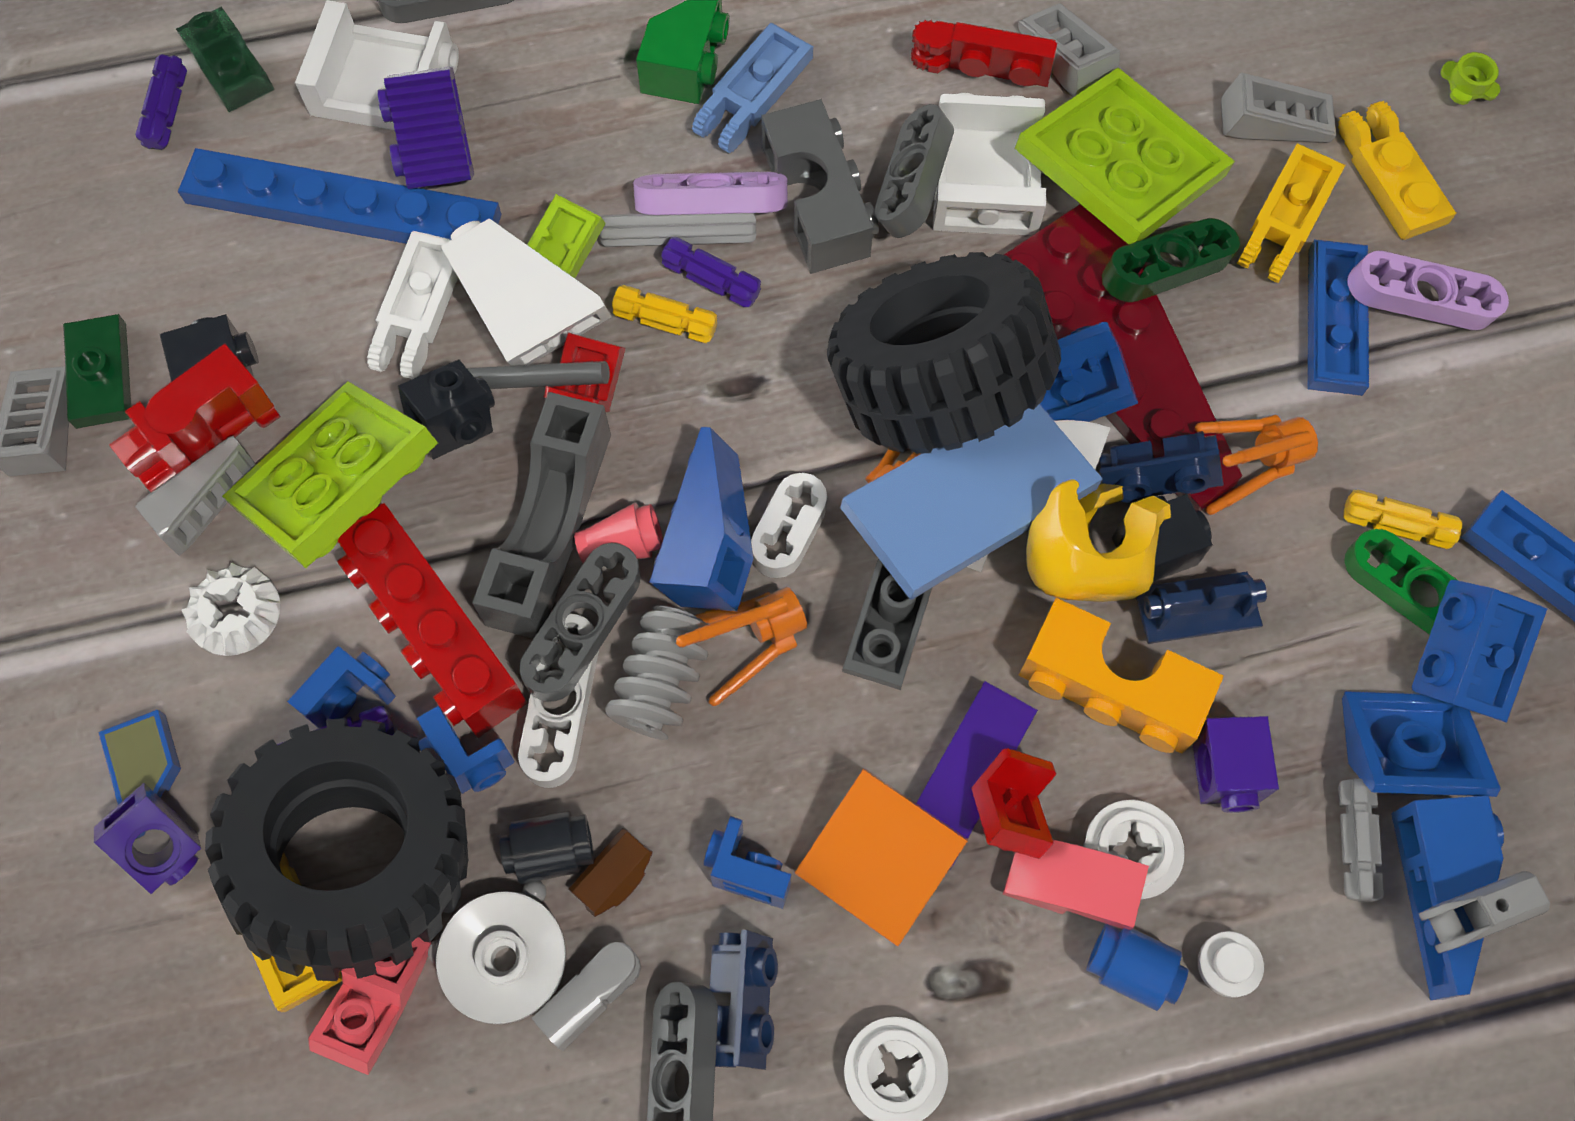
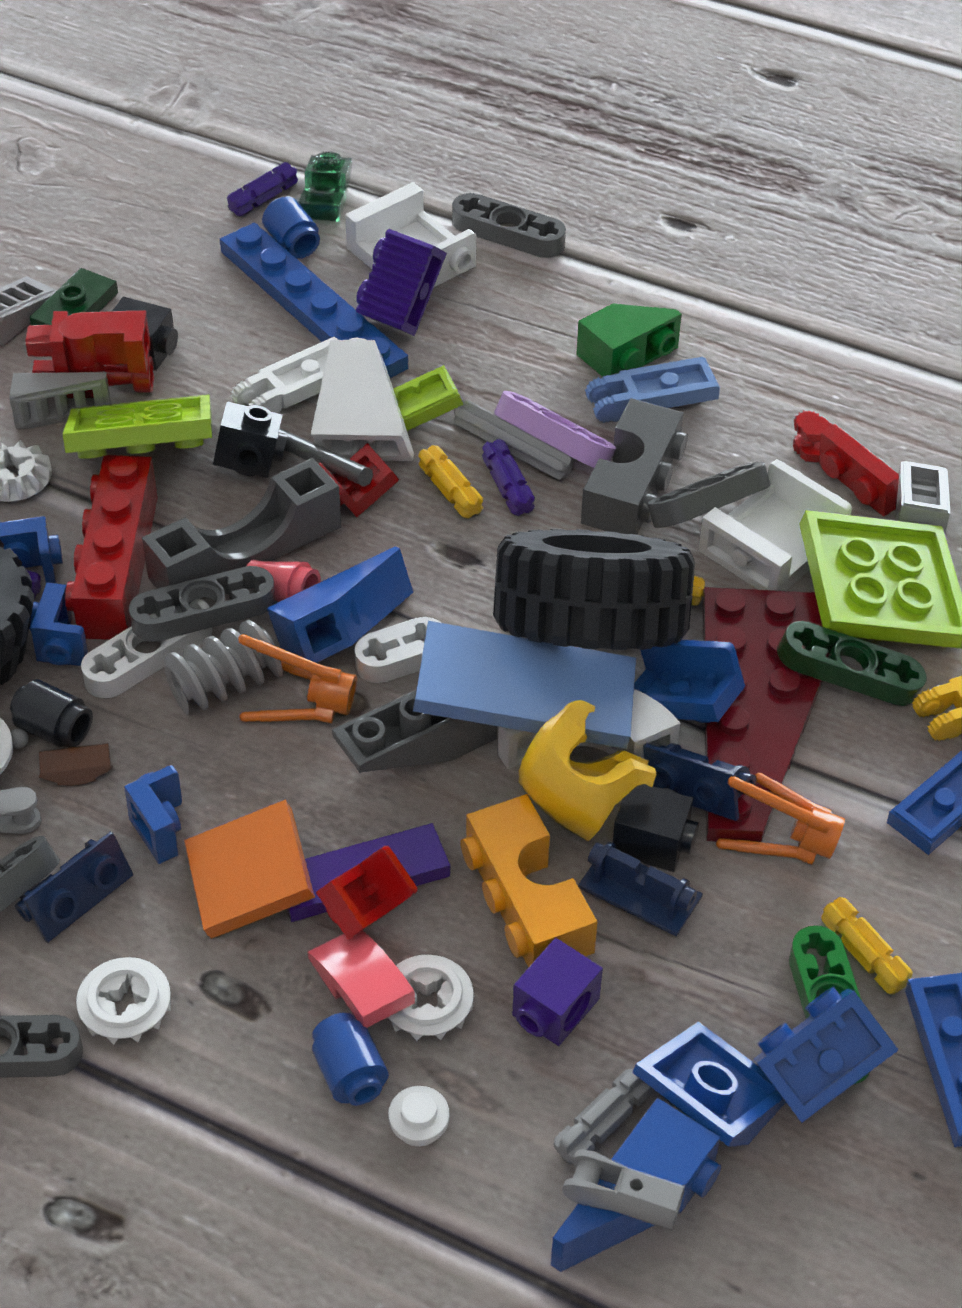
camera: 40 degrees right, 20 degrees down
(240, 129) = (291, 227): none -> blue brick

